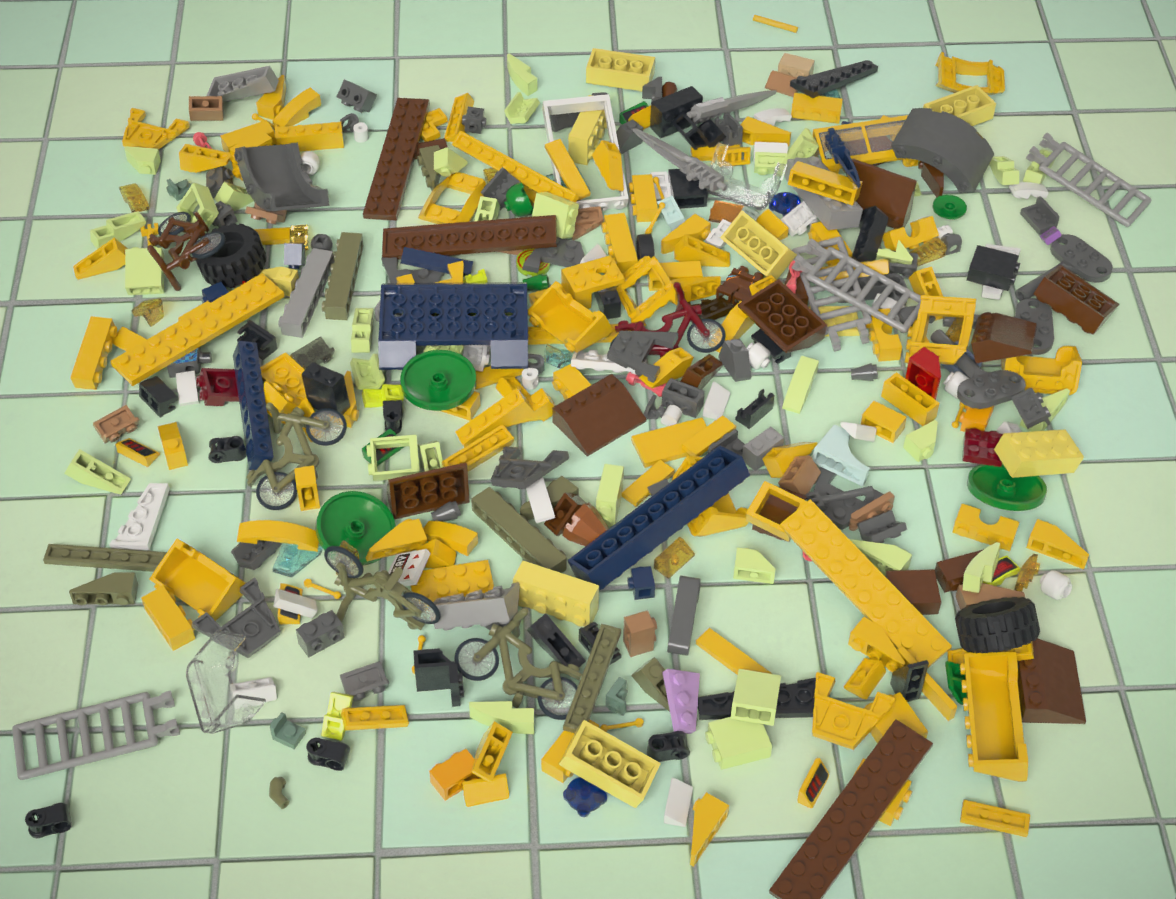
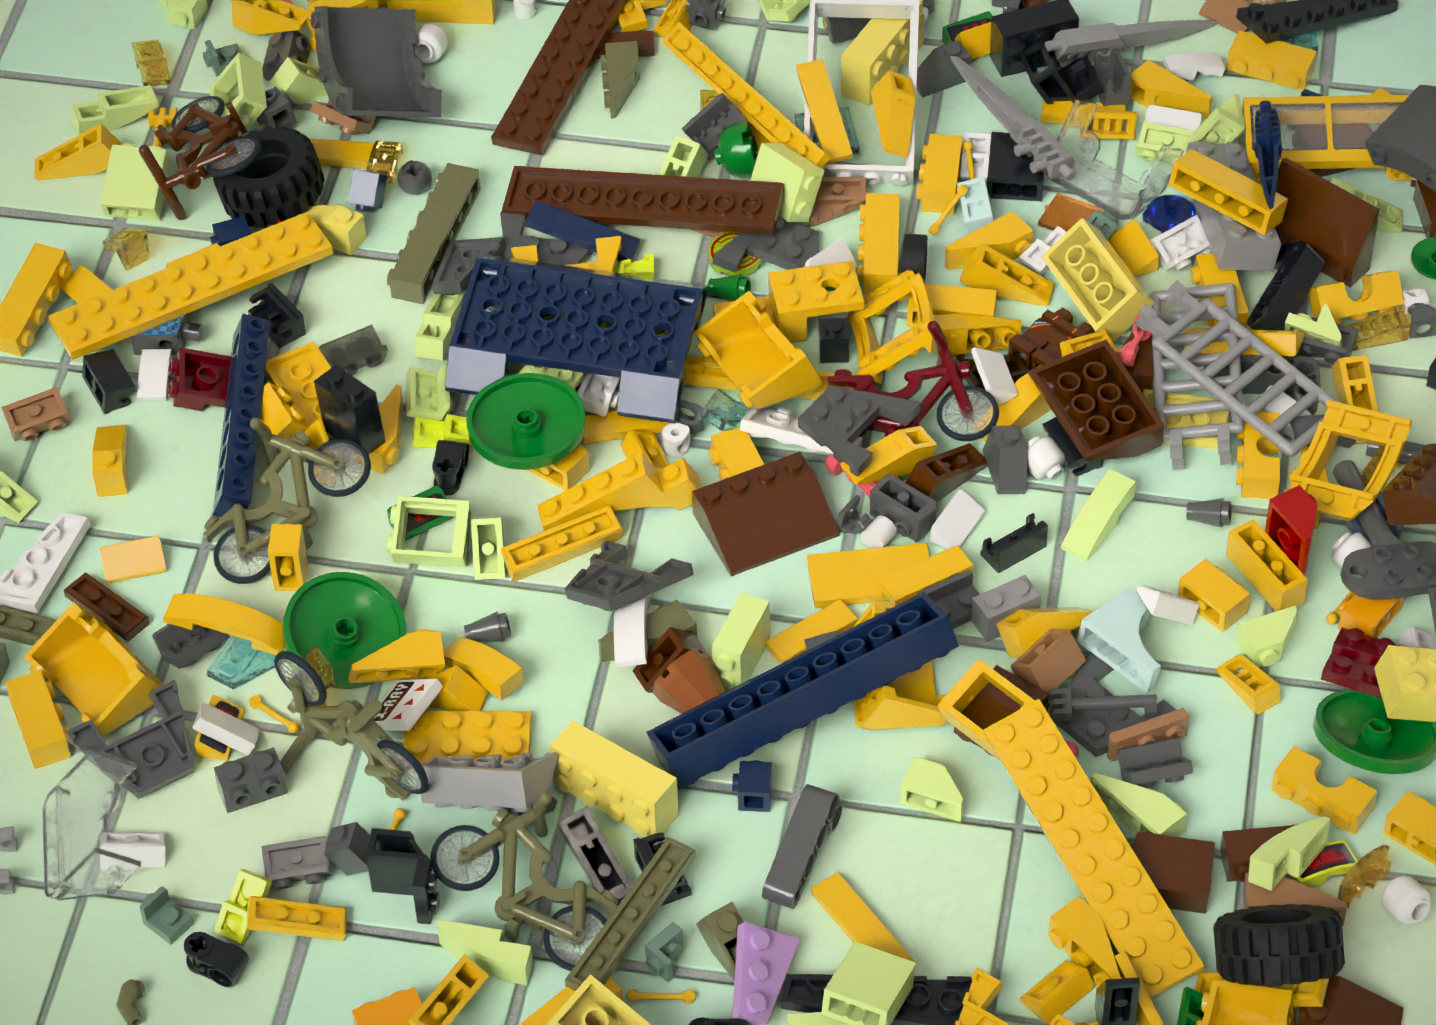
camera: 15 degrees right, 0 degrees up
(137, 451) = (57, 461): yellow slope -> none
(200, 540) = (107, 606): none -> reddish brown tile
(203, 505) = (133, 559): none -> yellow slope
(227, 448) = (189, 478): black piece -> none
(306, 293) = (370, 253): light grey brick -> none
(368, 290) = (459, 262): none -> dark grey wing
(398, 666) = (348, 848): none -> dark grey brick
(428, 490) = (465, 590): reddish brown slope -> none
(443, 215) = (618, 158): yellow wedge -> none
(448, 162) = (643, 72): yellowish green slope -> none
(517, 531) = (587, 676): olive brick -> none
(639, 633) = (724, 862): medium nougat brick -> none
(673, 558) = (815, 755): clear yellow slope -> none
(715, 310) = (994, 374): none -> white slope
(927, 479) = (1257, 699): none -> yellow slope

